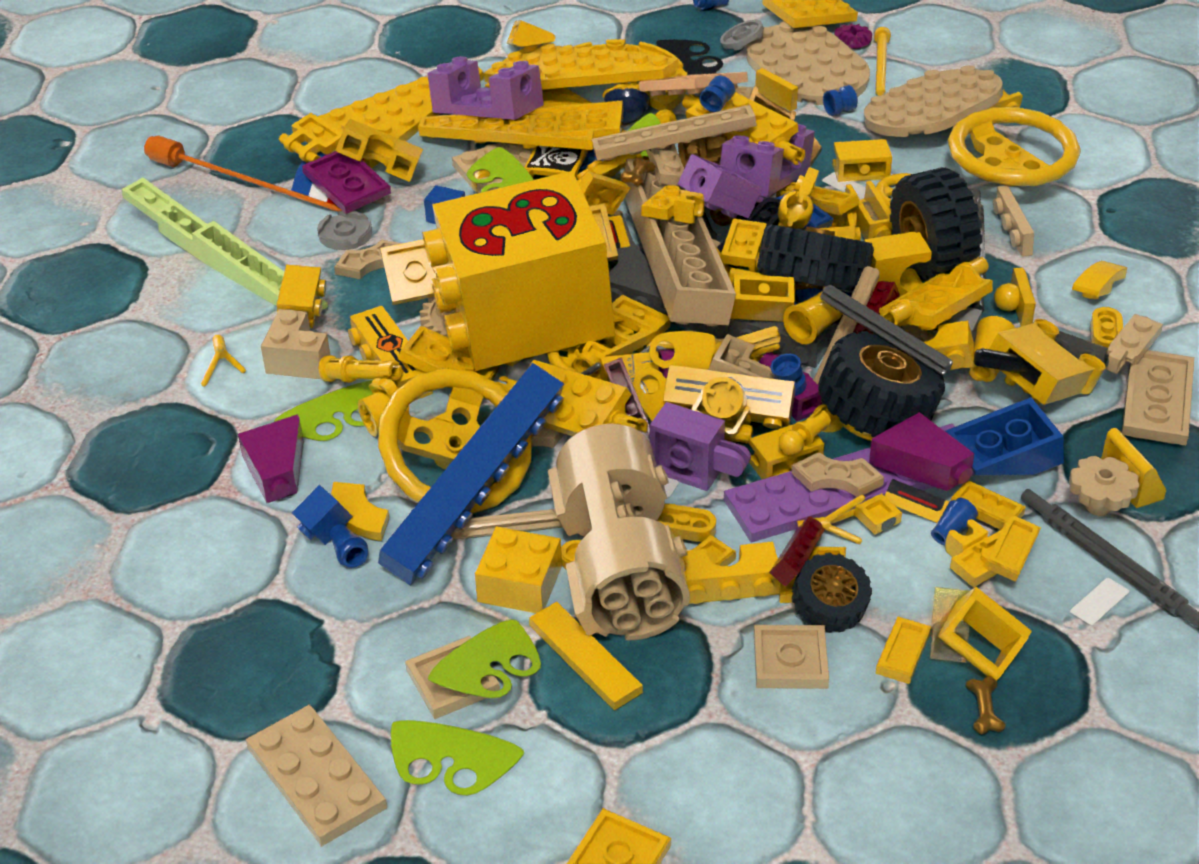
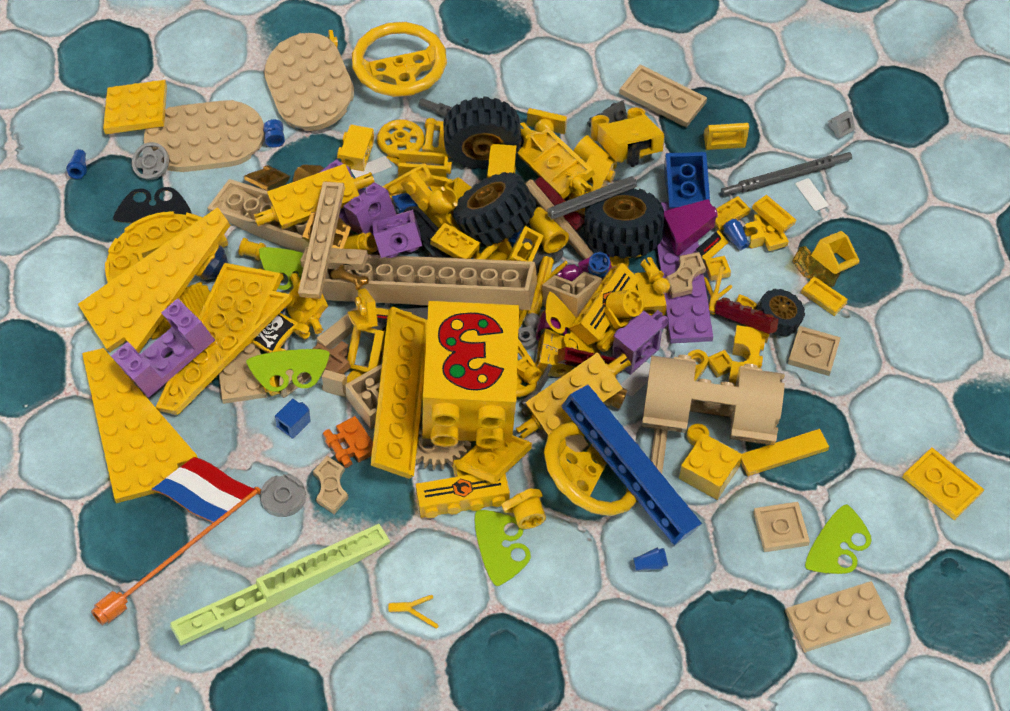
camera: 75 degrees left, 15 degrees up
(274, 456) = (551, 588): magenta slope -> none
(292, 347) = (431, 557): tan brick -> none
(302, 291) = (379, 536): yellow brick -> none
(316, 133) = (164, 481): yellow plate -> none
(320, 514) = (625, 568): blue brick -> none
(346, 181) = (228, 477): magenta tile -> none
(350, 369) = (475, 521): yellow pin -> none
(363, 141) = (200, 450): yellow arch -> none
(367, 518) = (615, 550): yellow tile -> none
(471, 661) = (767, 500): lime piece -> none
(526, 34) = (79, 301): yellow tile -> none
(674, 202) = (412, 268): yellow plate -> none
(691, 83) = (240, 204): light nougat plate -> none
(717, 93) = (291, 194): blue wheel -> none
(777, 89) = (239, 165): yellow tile -> none
(854, 35) = (190, 97): magenta gear -> none
(881, 36) = (196, 78): yellow bar -> none
(987, 719) = (884, 277): pearl gold piece -> none
(1014, 221) = (459, 91): tan plate -> none
(1098, 279) = (544, 75): yellow slope -> none
(1103, 484) = (740, 151): tan plant -> none
(1105, 325) = (594, 93): yellow plate -> none
(1132, 342) = (620, 86): tan hinge -> none

